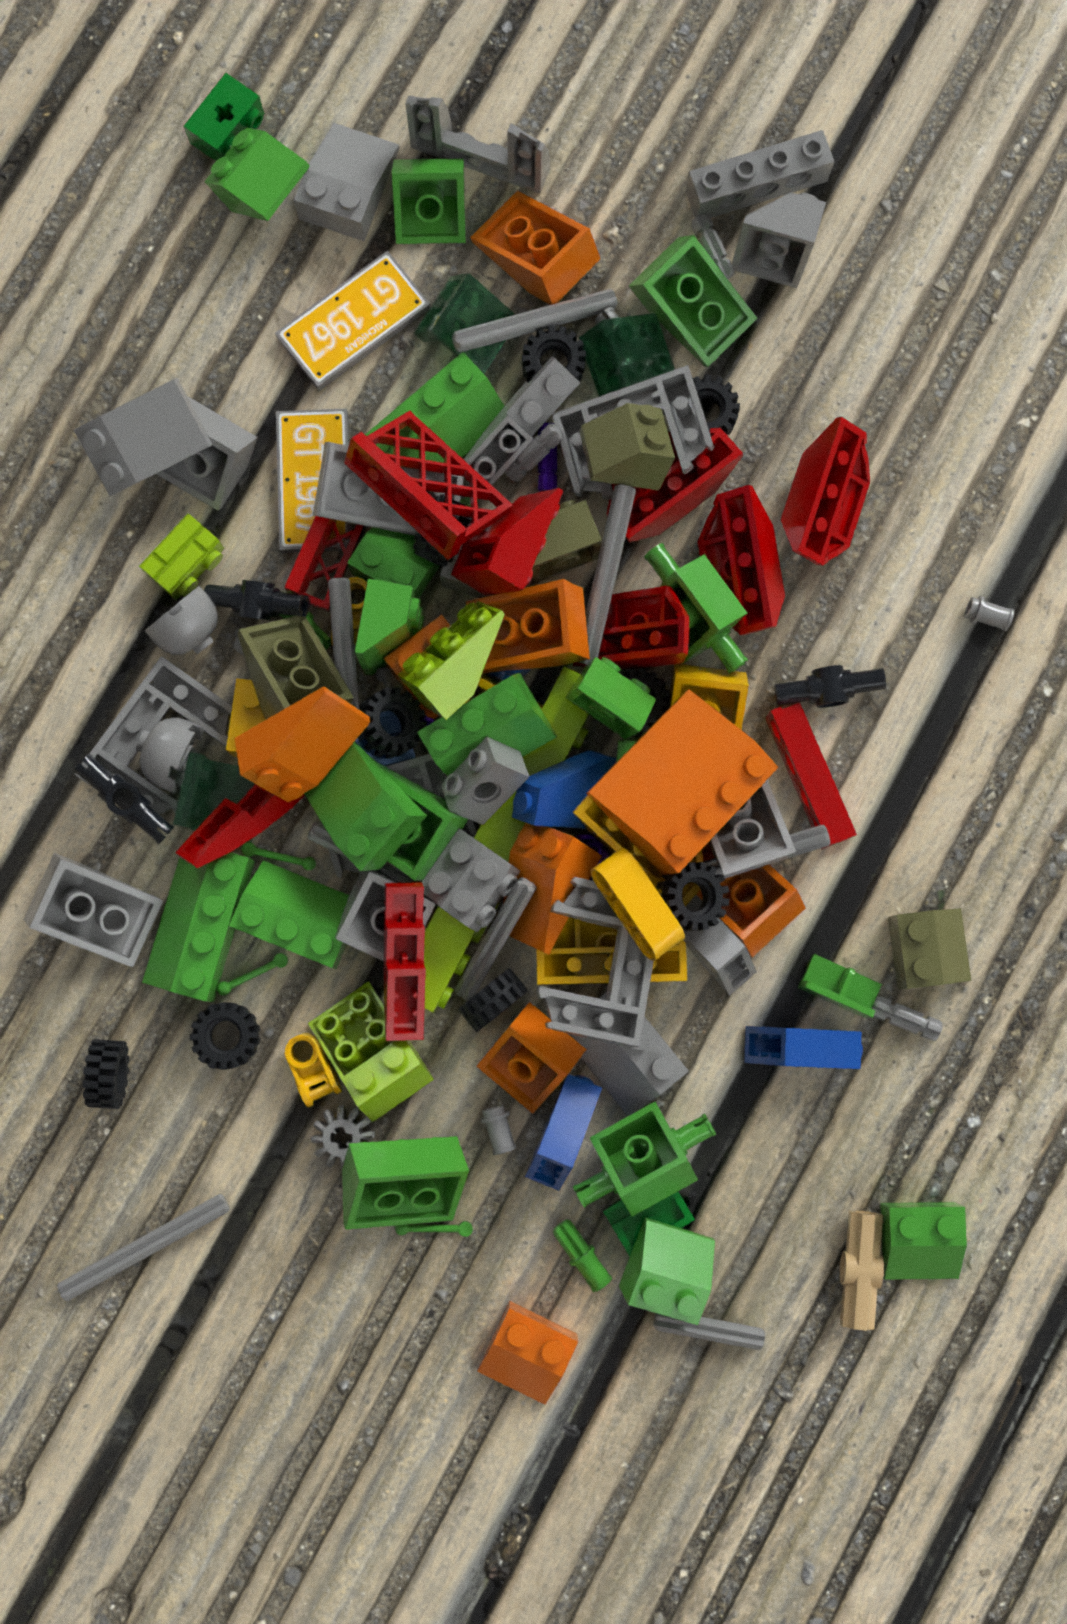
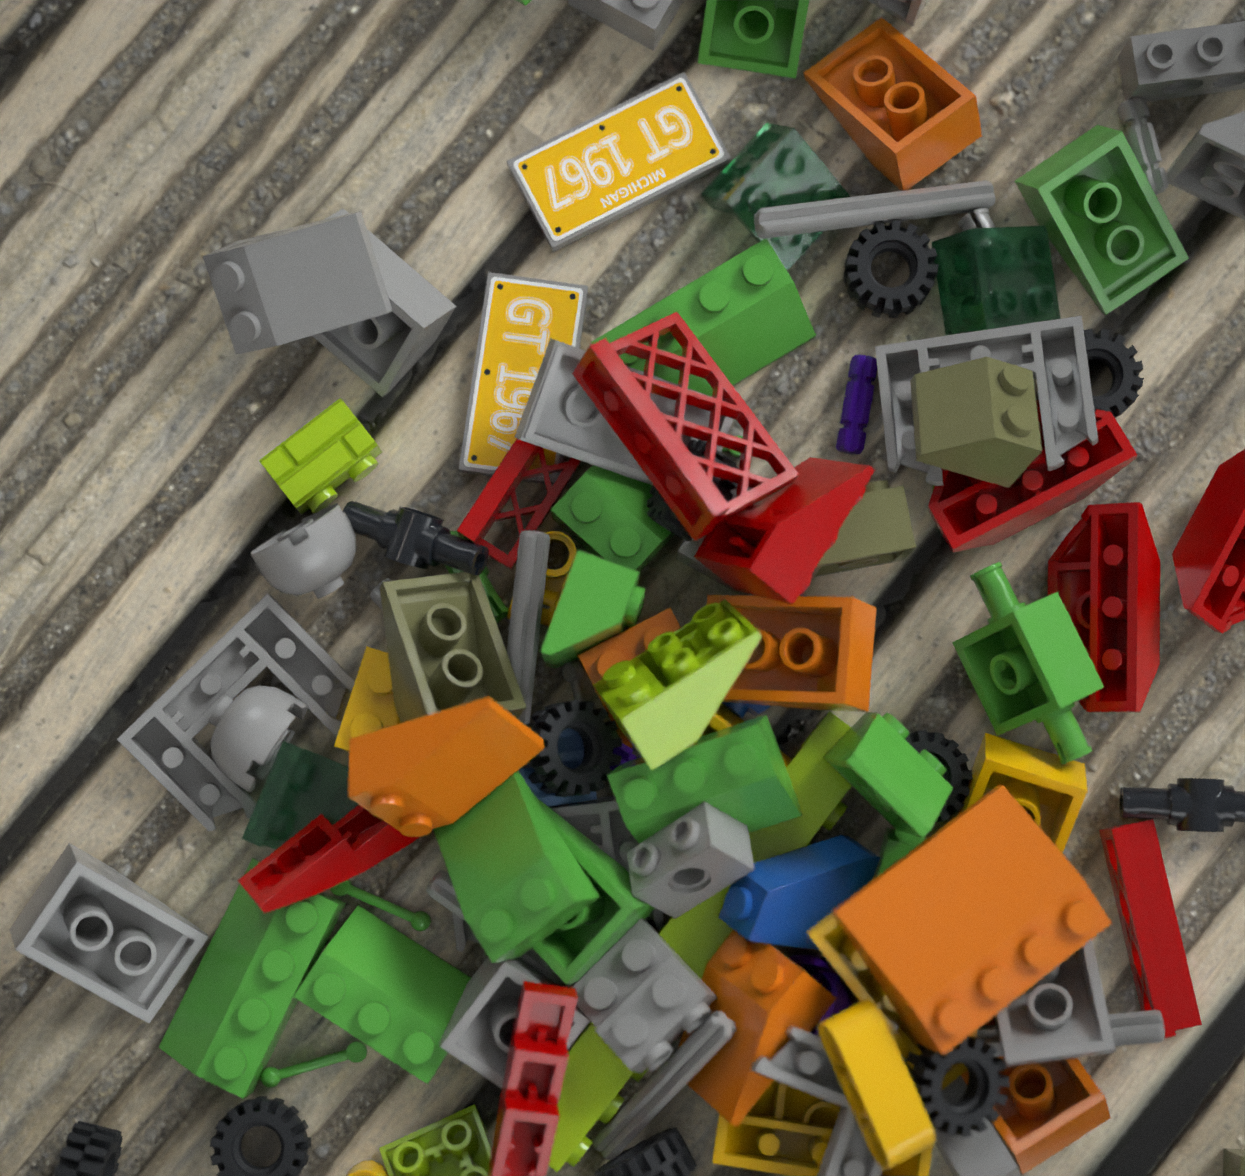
camera: 15 degrees right, 0 degrees up
(109, 785) = (199, 811): black pin -> none
(520, 419) = (826, 347): light grey slope -> none
(534, 452) = (840, 397): light grey axle -> none
(608, 566) = (918, 581): light grey axle -> none
(645, 629) = (947, 678): red wedge -> none

